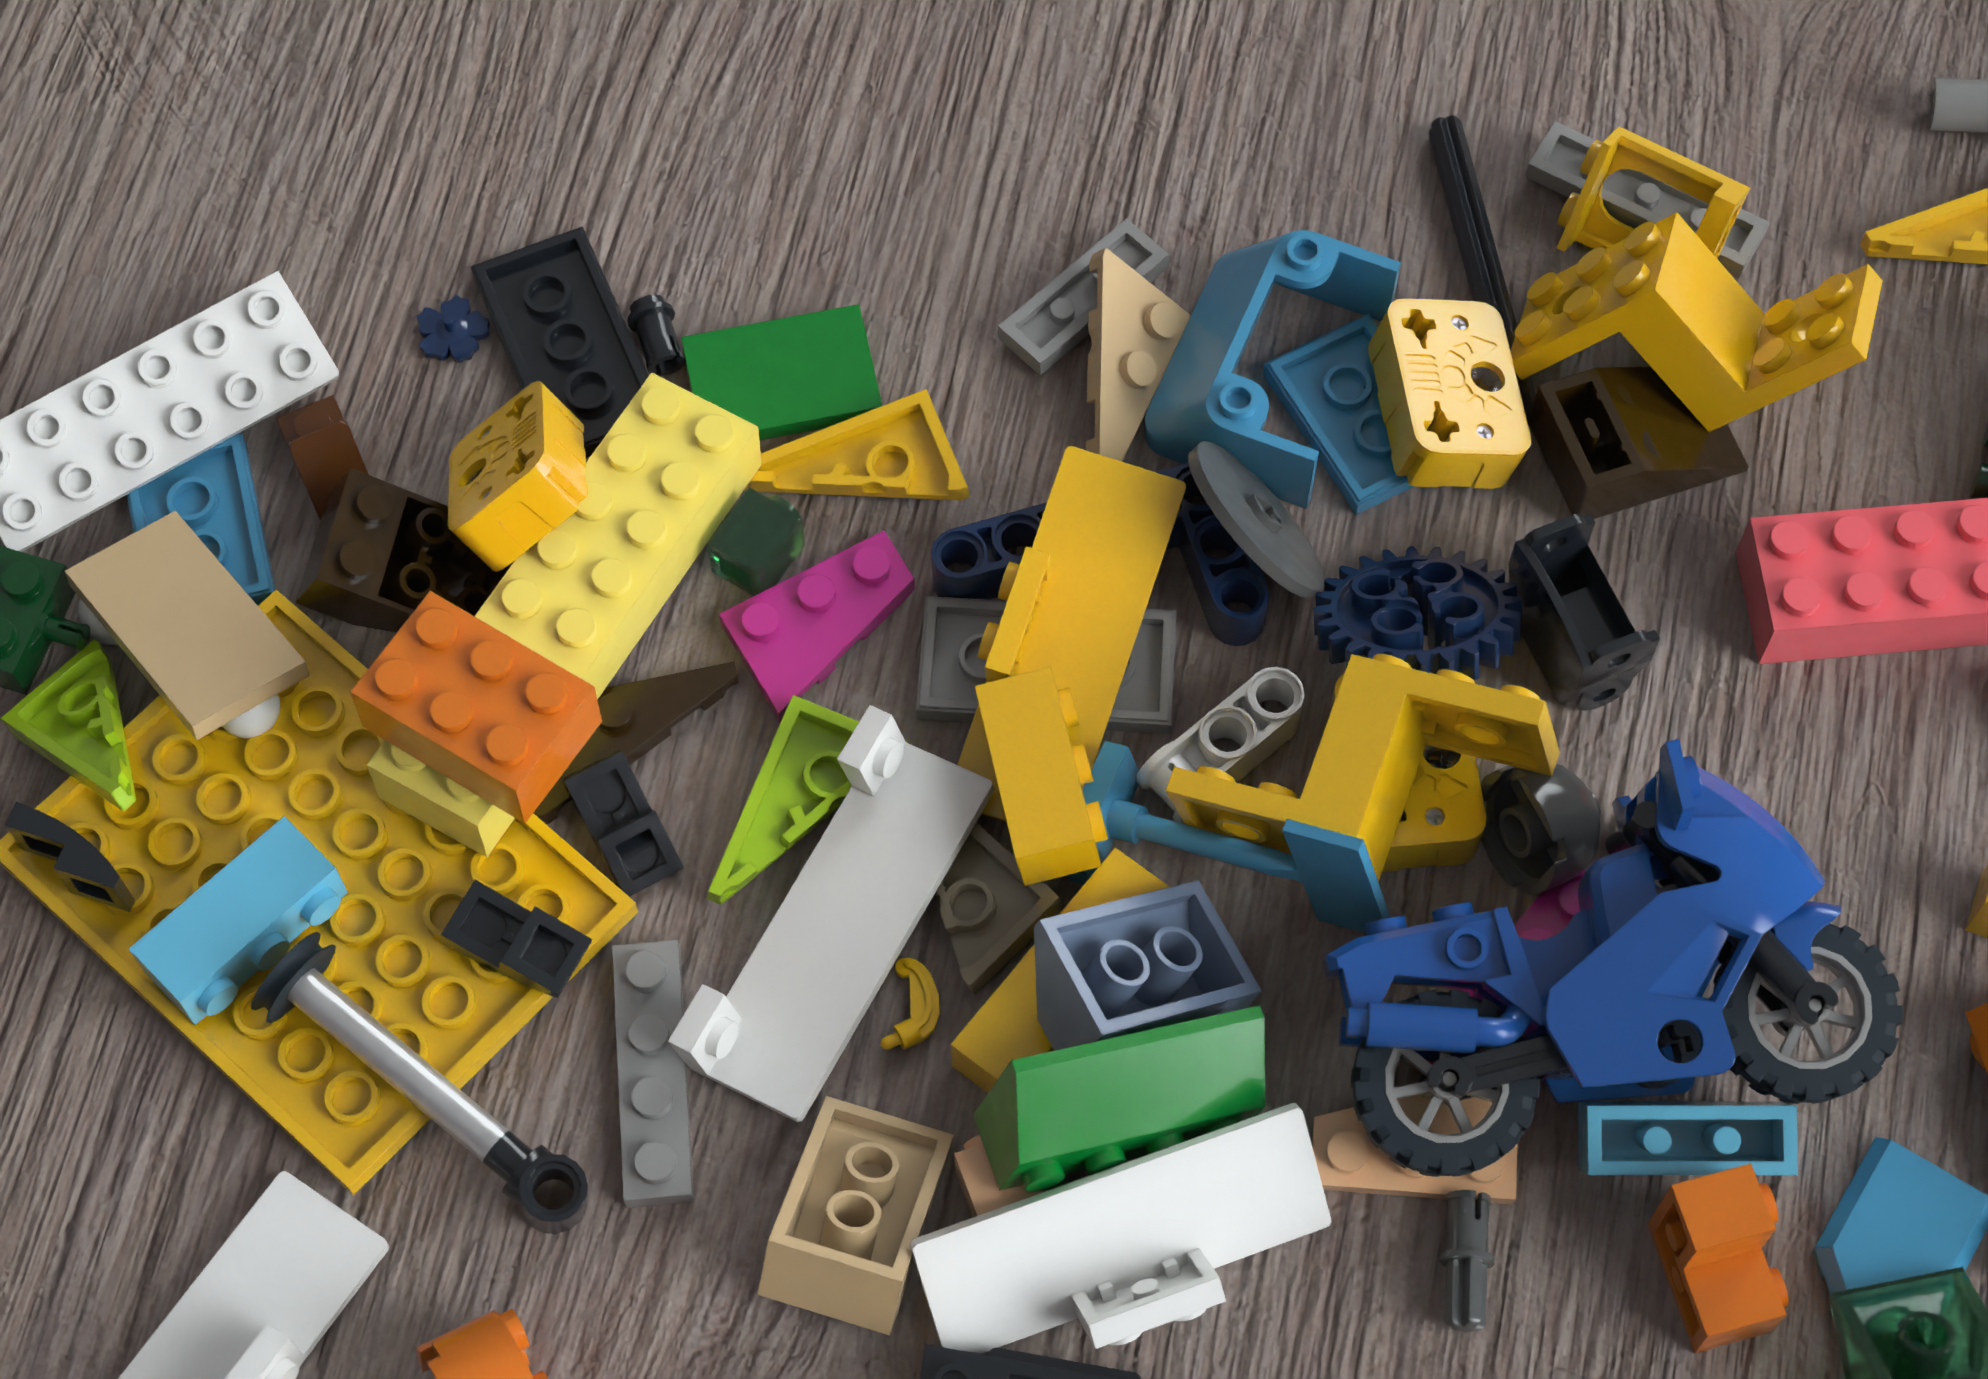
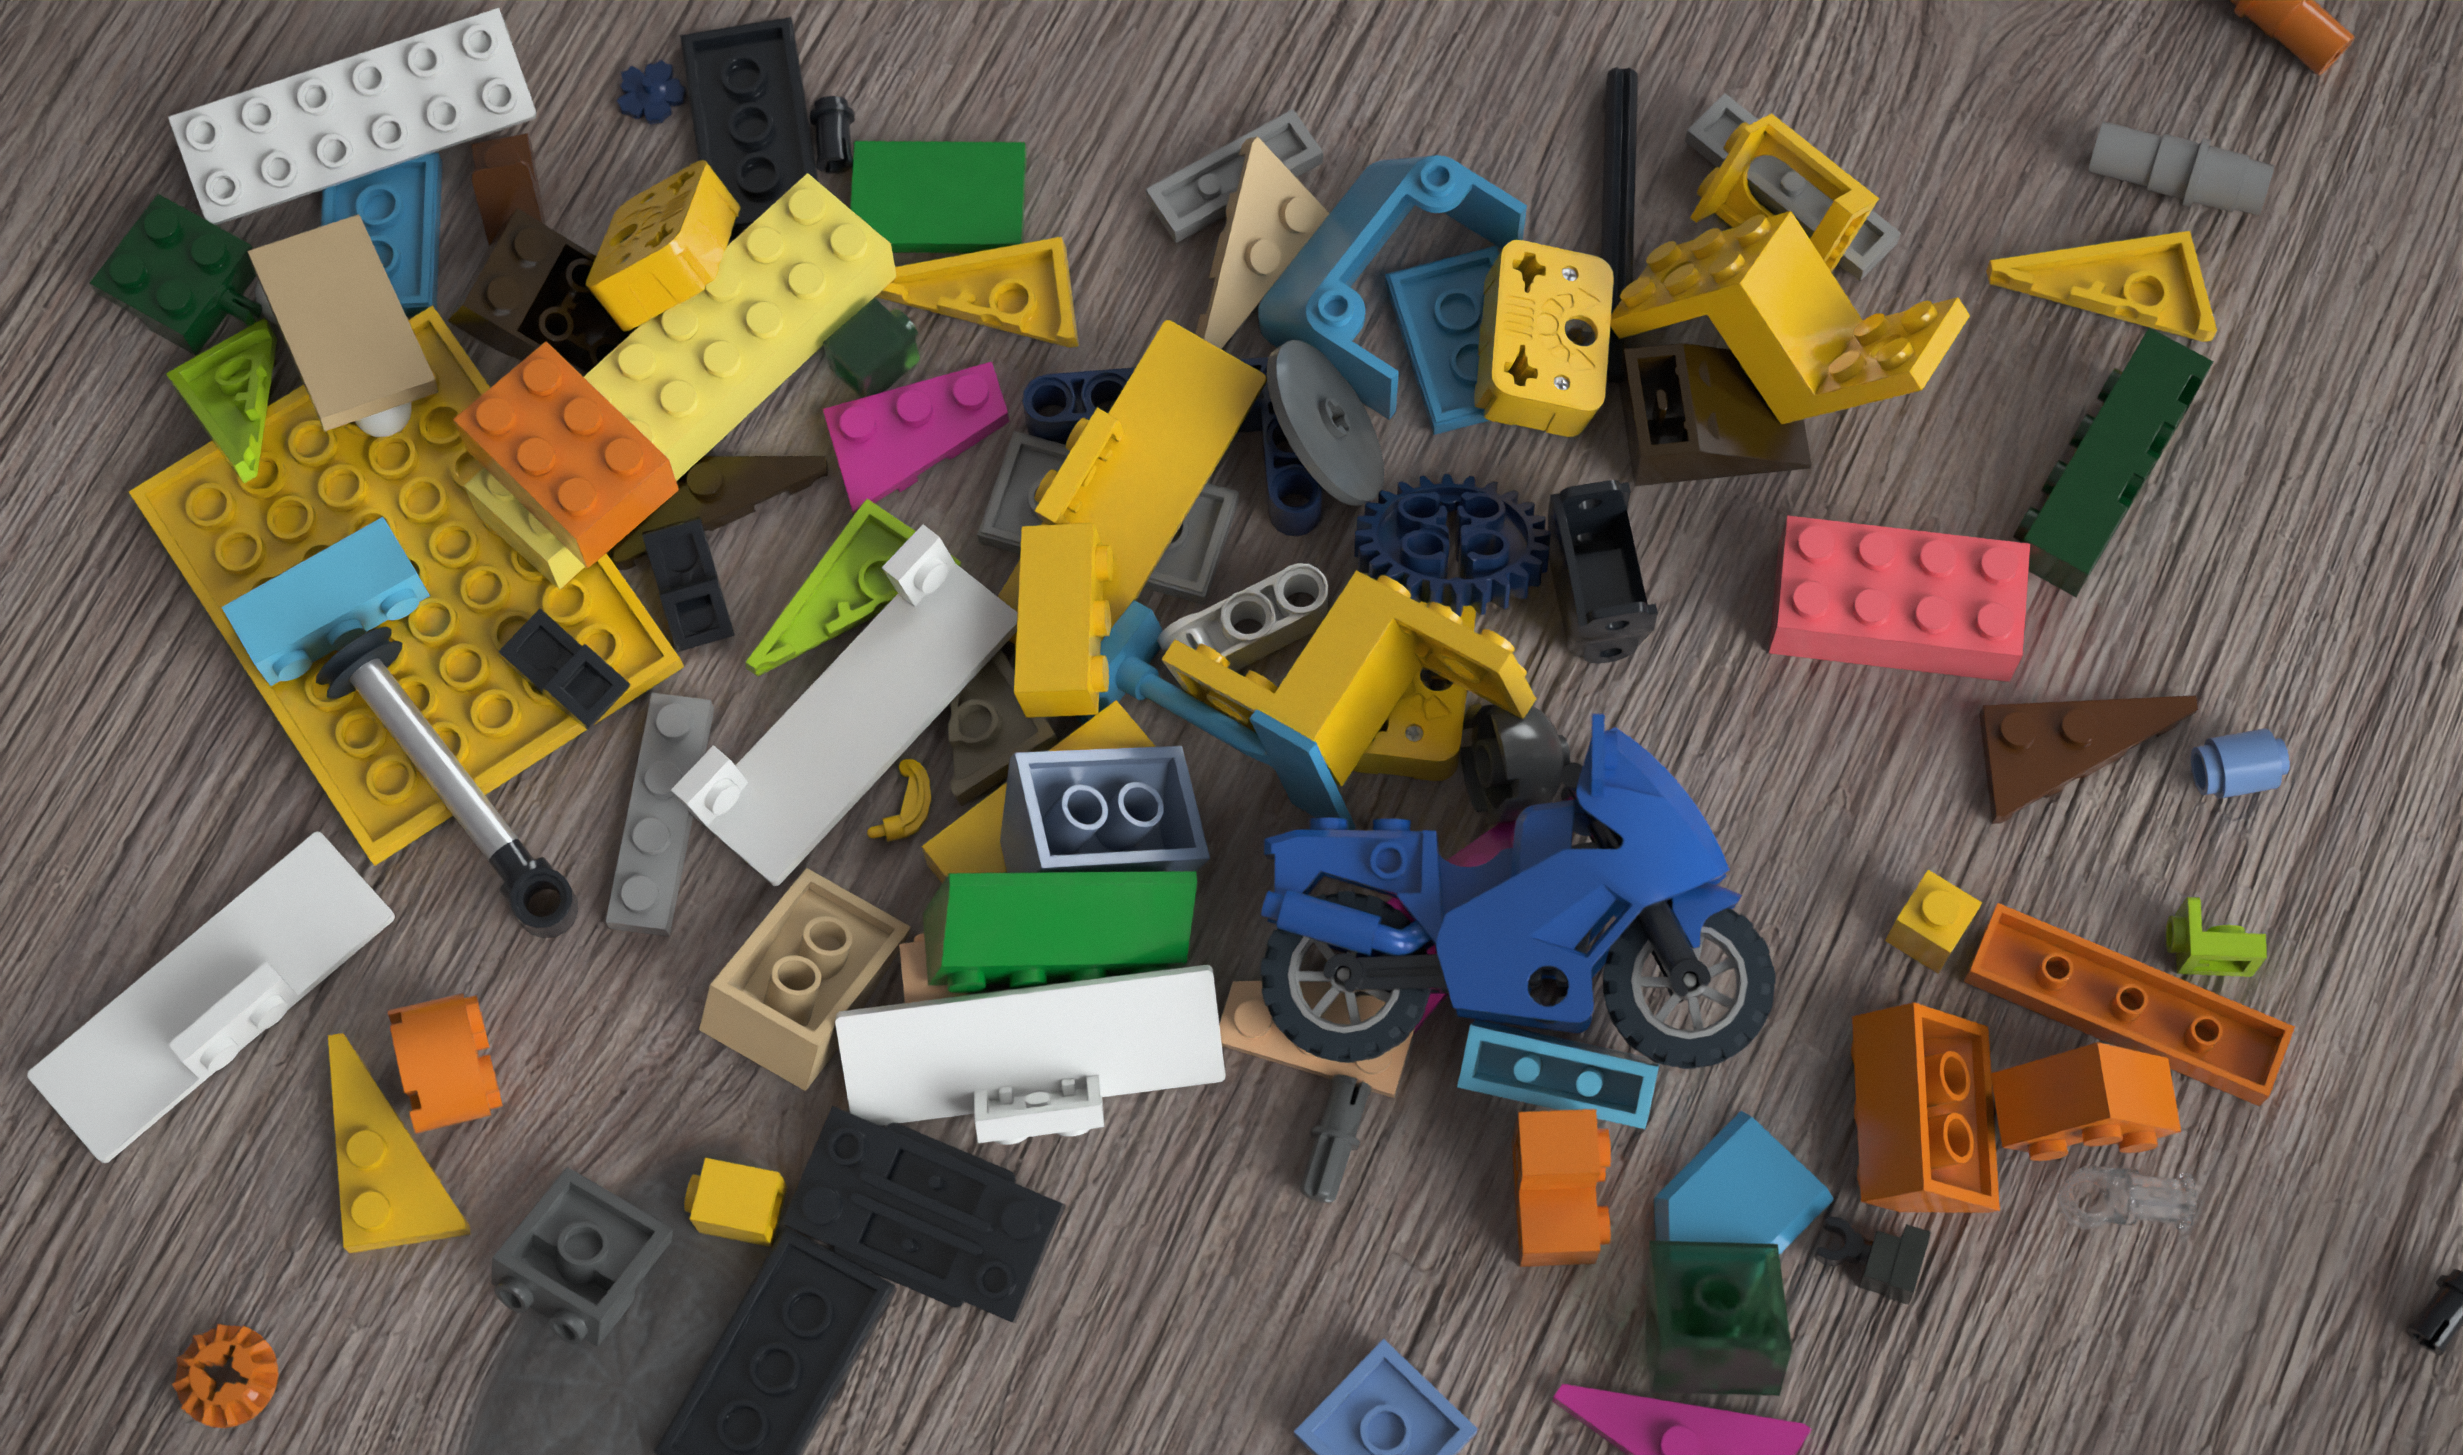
camera: 15 degrees right, 5 degrees up
(77, 860) = (197, 518): black slope -> none

